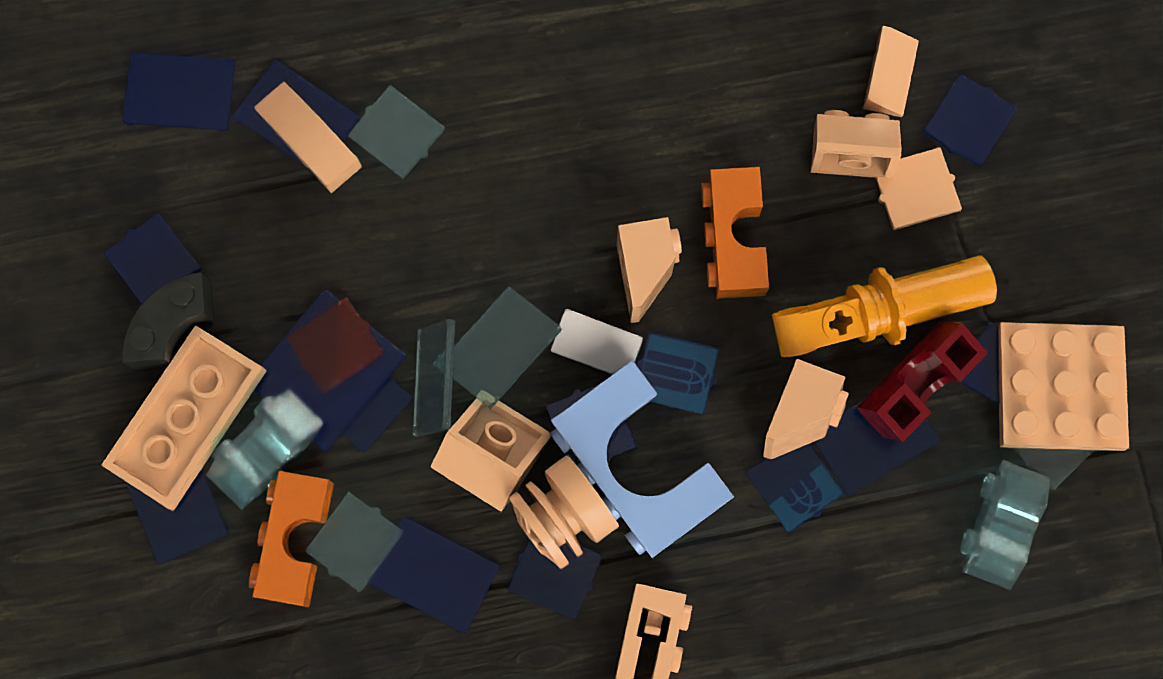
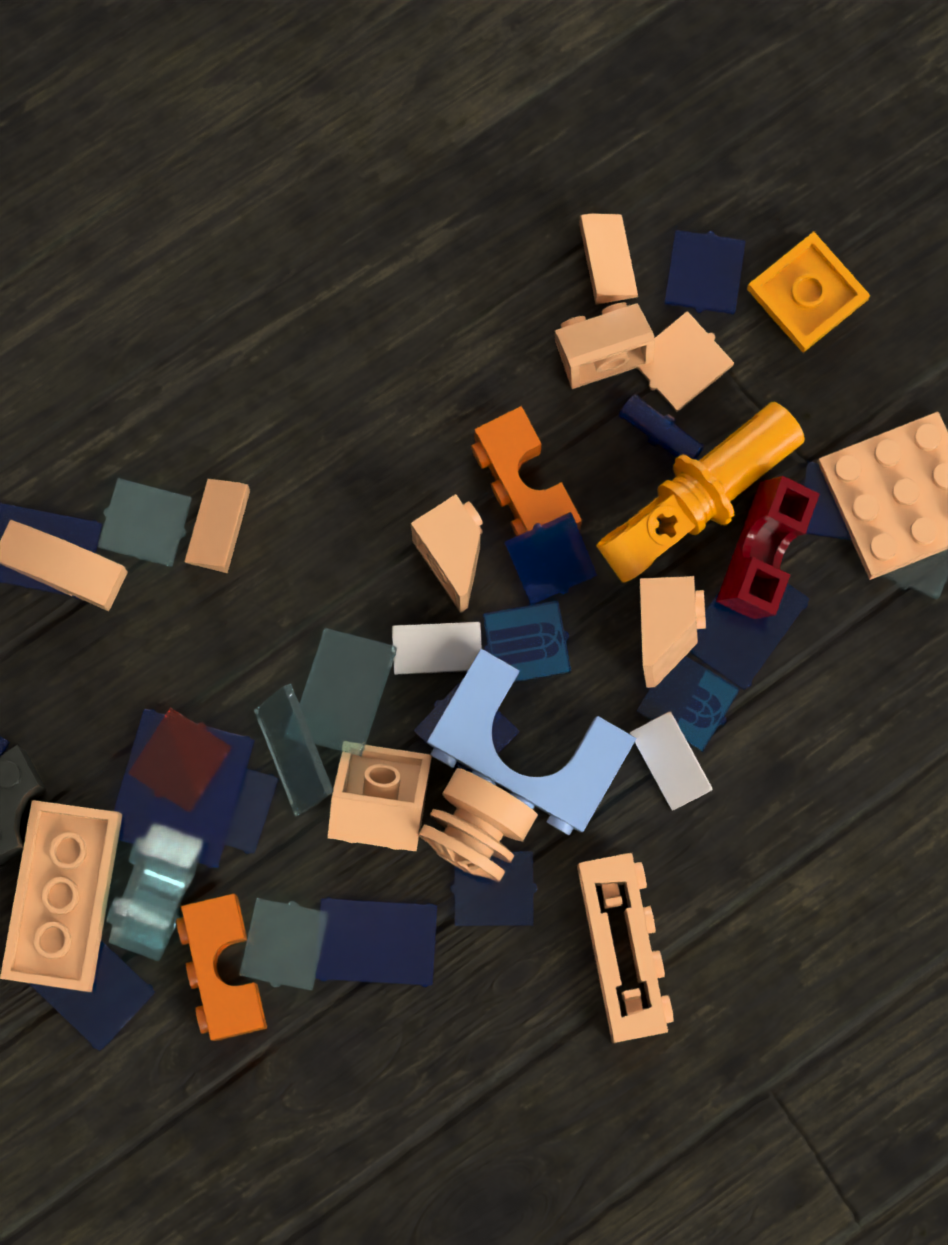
camera: 25 degrees left, 0 degrees up
(457, 160) = (217, 524): none -> light nougat slope
(728, 308) = (550, 558): none -> clear blue piece
(756, 529) = (671, 761): none -> white slope
(872, 238) = (660, 428): none -> clear blue pin
(1005, 525) = (906, 652): clear light blue brick -> none
(1053, 174) = (808, 292): none -> light orange plate

